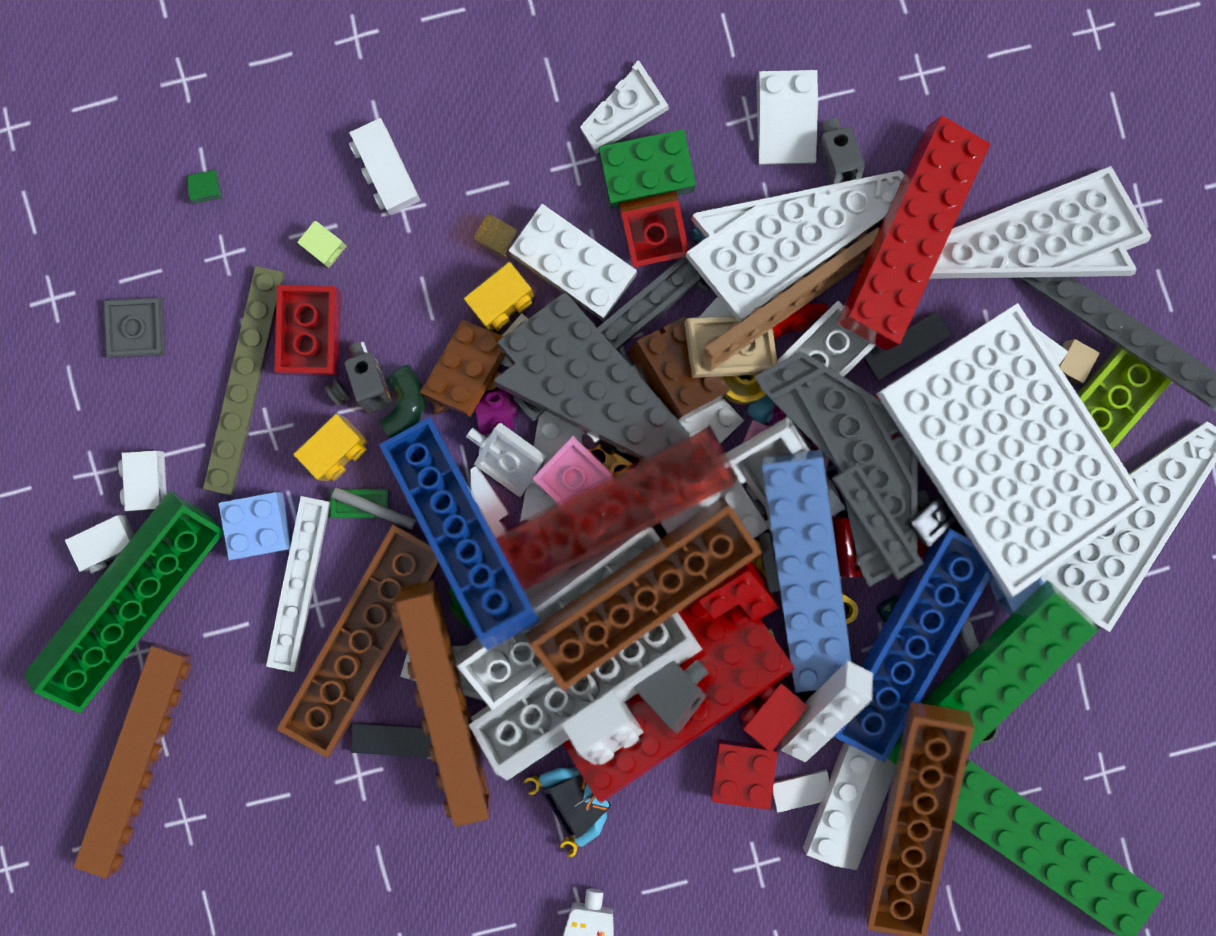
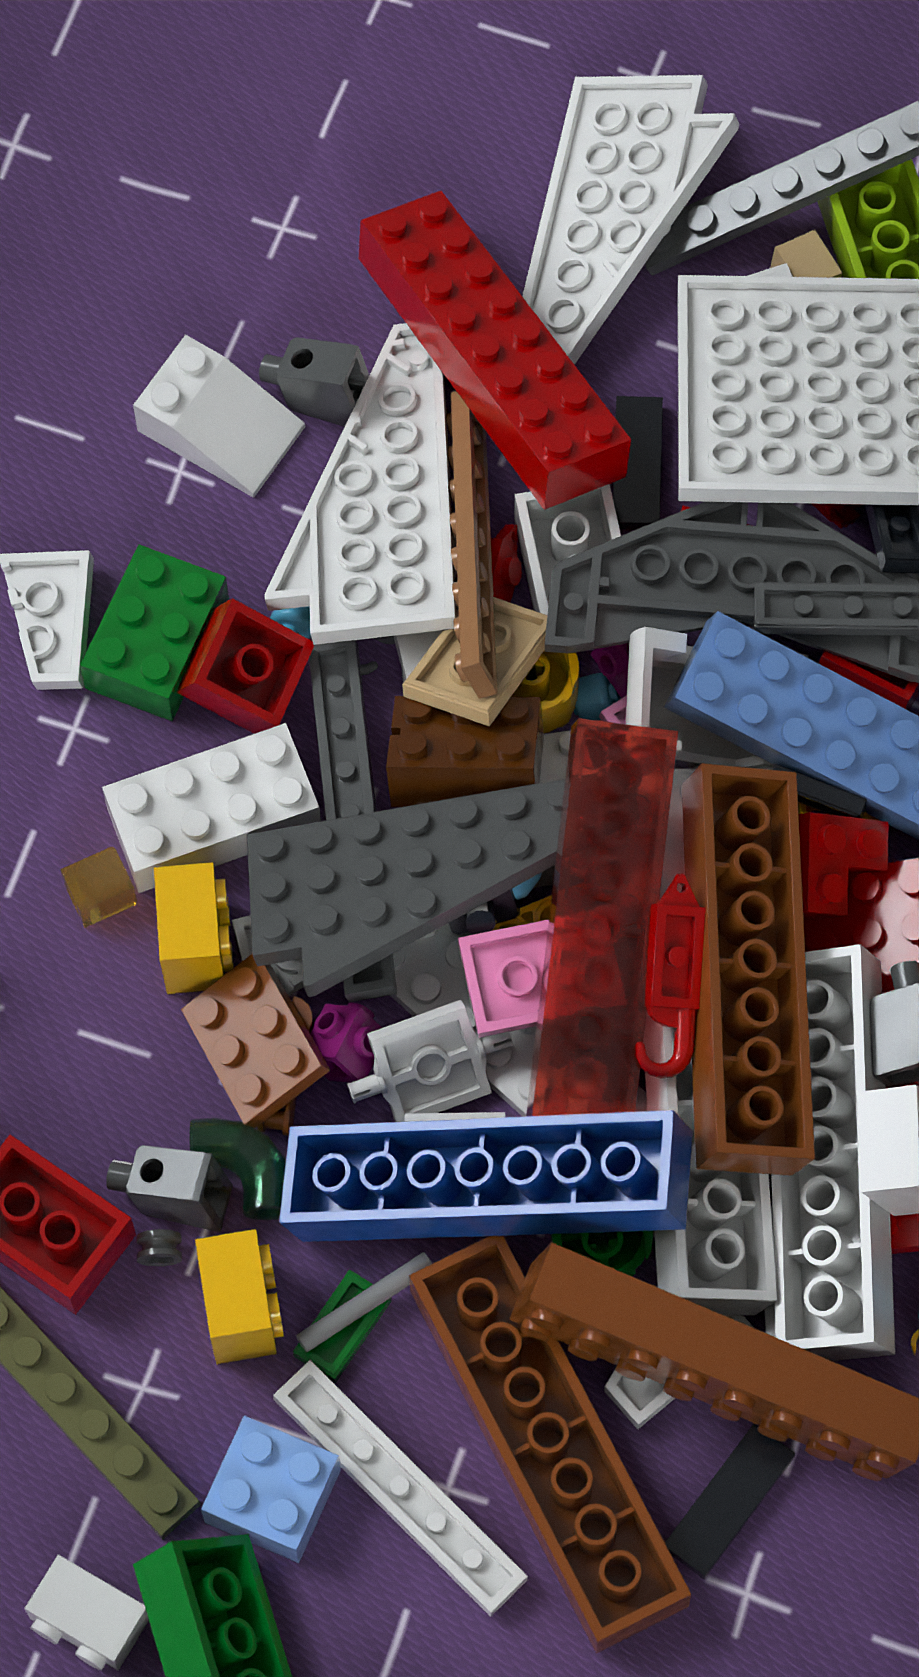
camera: 60 degrees left, 20 degrees down
(612, 561) = (674, 974): none -> red plate

